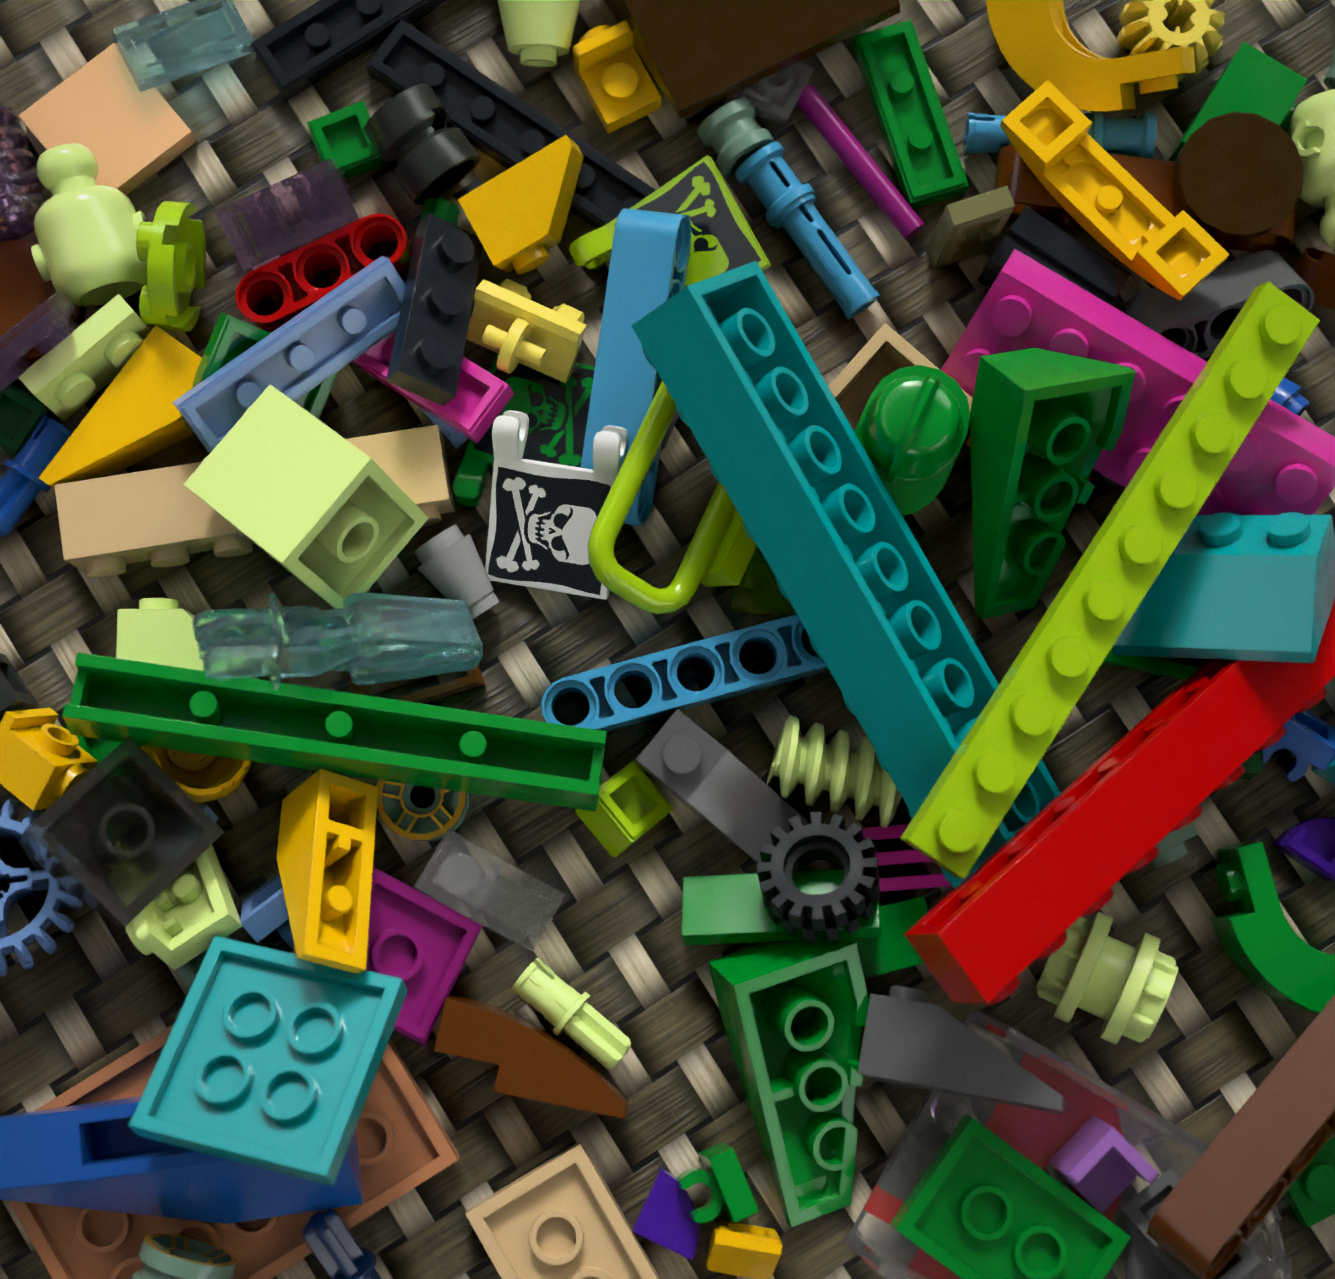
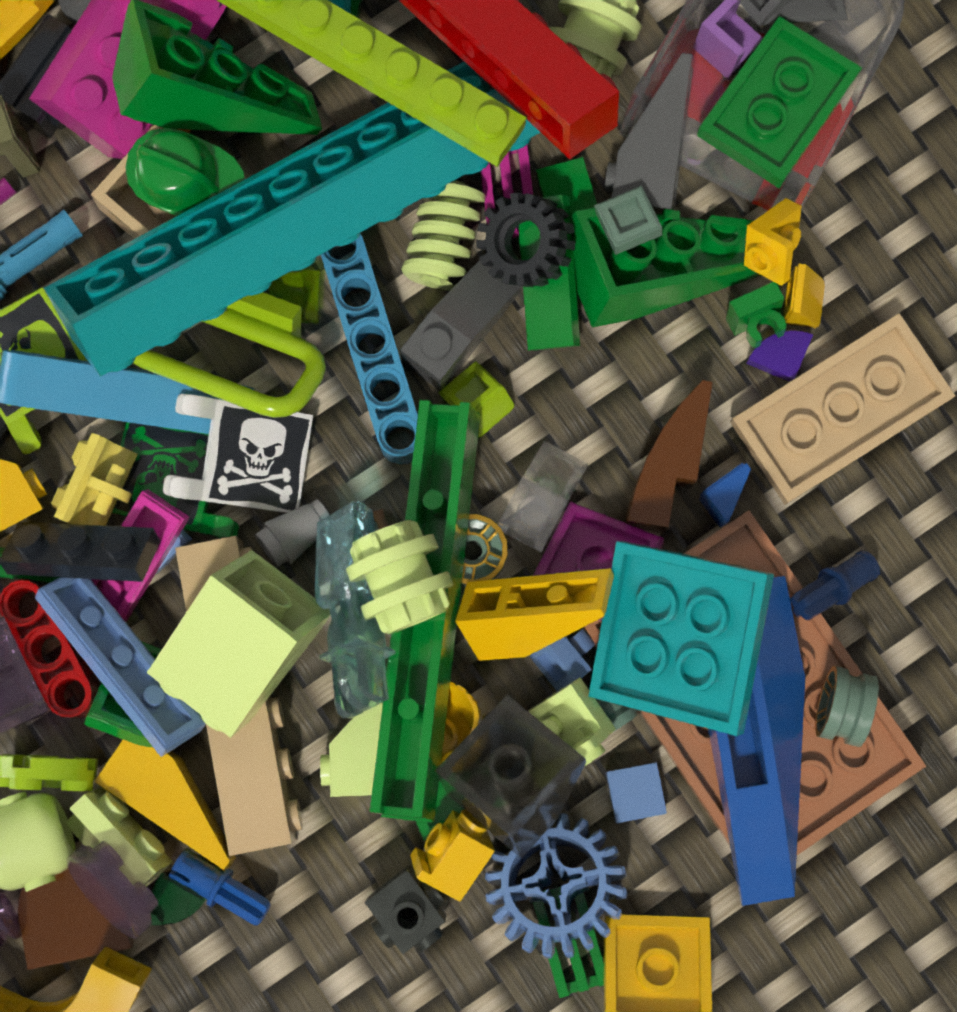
camera: 85 degrees left, 0 degrees up
(108, 995) = (636, 792): none -> medium blue tile
(360, 695) = (399, 576): none -> yellowish green piece
(483, 1130) = (723, 494): none -> blue slope
(571, 1014) = (635, 430): yellowish green axle -> none
(811, 1209) = (773, 240): none -> yellow bracket
(840, 1014) = (628, 220): none -> sand green tile

